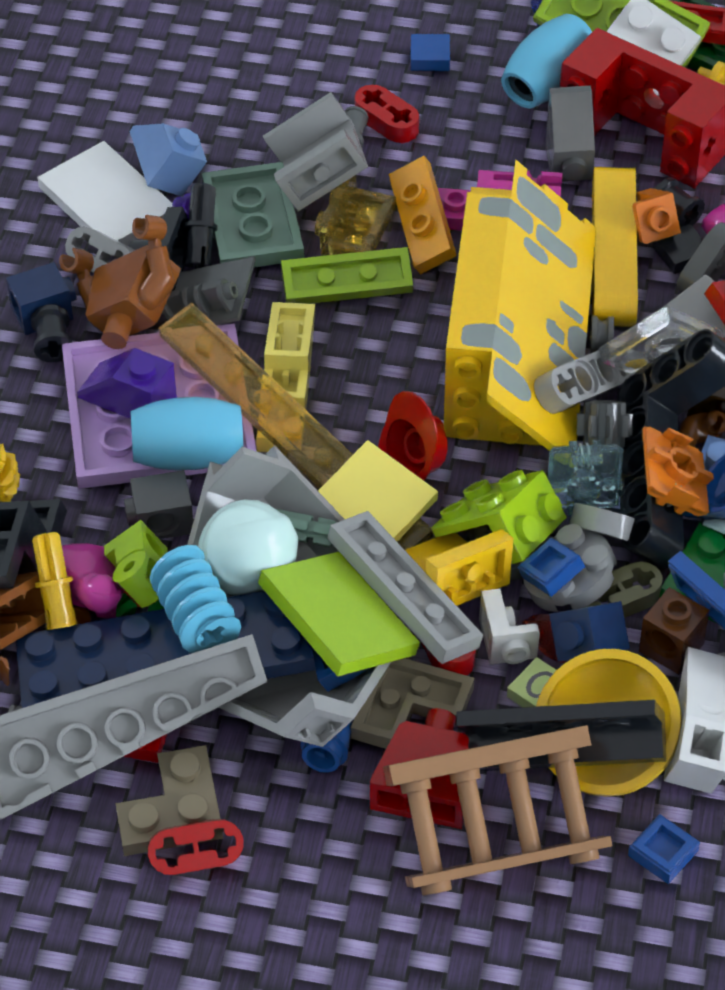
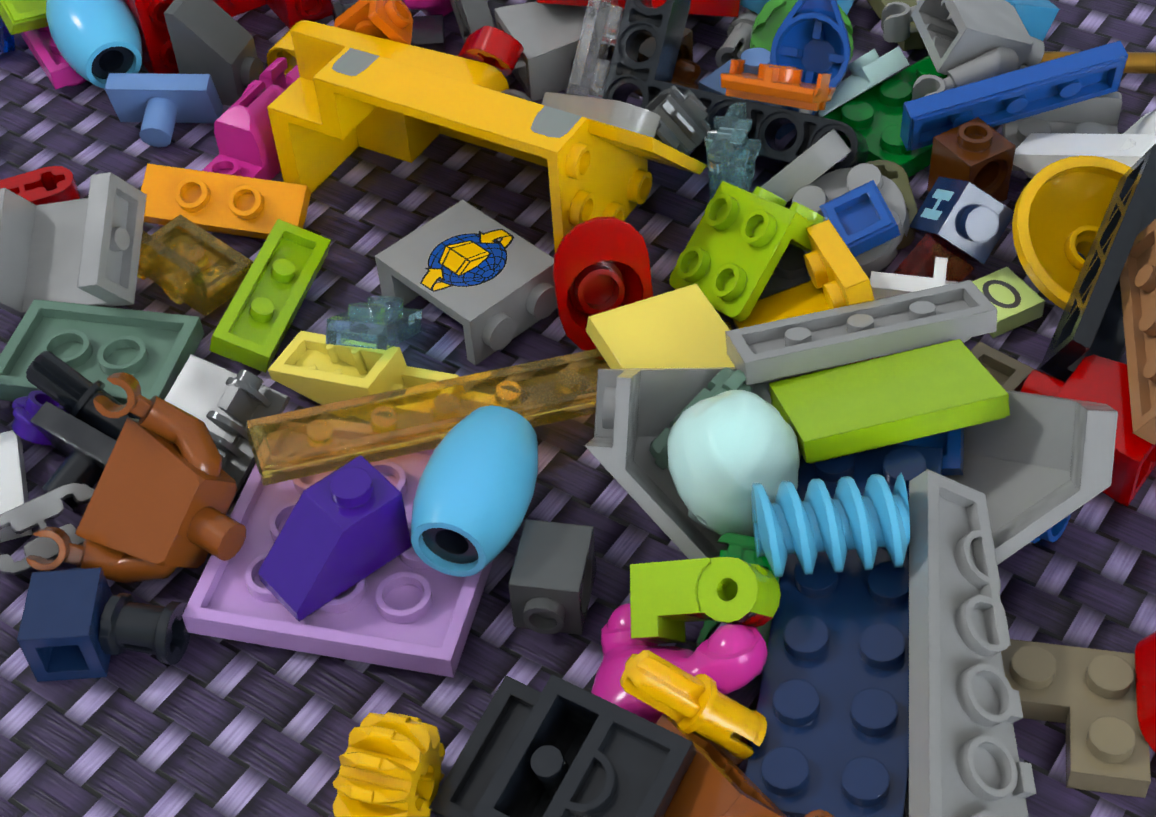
camera: 65 degrees left, 5 degrees down
(329, 338) = (374, 324): none -> clear light blue plate
(398, 358) = (473, 274): none -> light grey panel
(511, 137) = (162, 102): none -> medium blue tile
(650, 291) = (494, 48): none -> red beam

